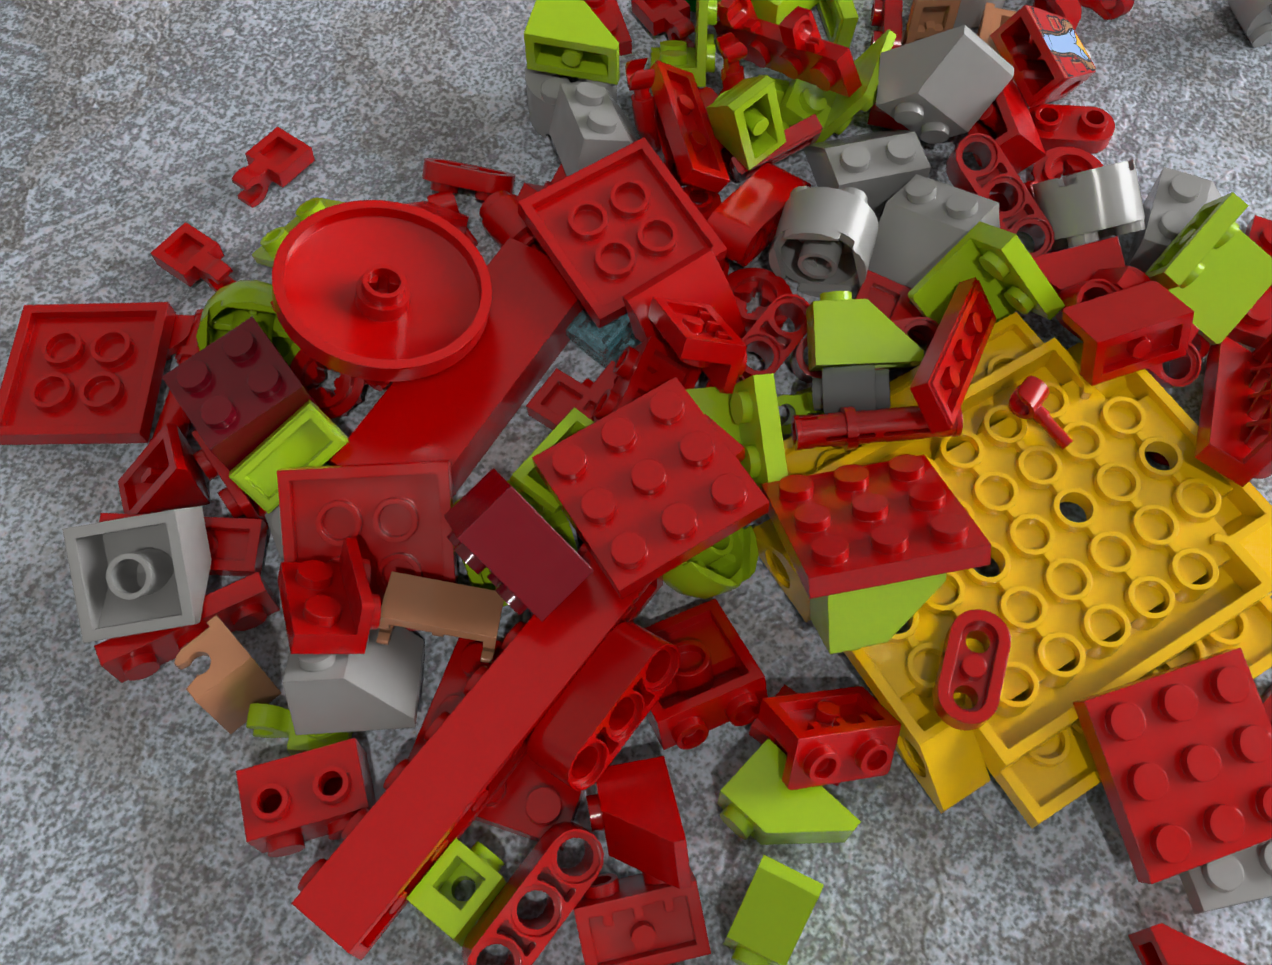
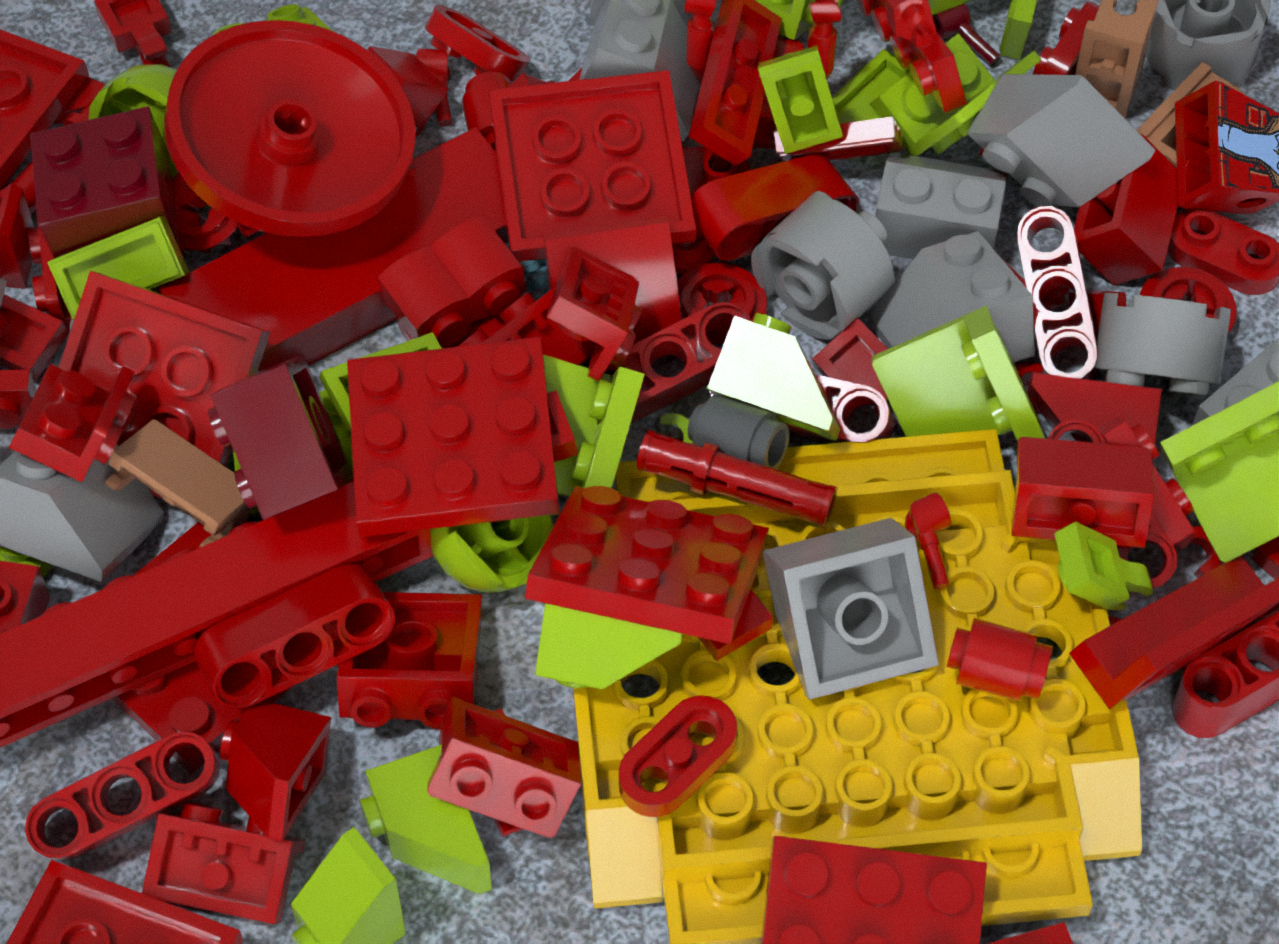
camera: 25 degrees right, 5 degrees down
(436, 891) = (63, 748): lime brick -> none
(564, 362) = (453, 282): none -> red brick
(953, 356) = (863, 435): red tile -> none
(1026, 487) = (852, 606): none -> light grey slope
(1154, 484) = (999, 660): none -> red brick
(1169, 386) = (1095, 571): none -> lime plate

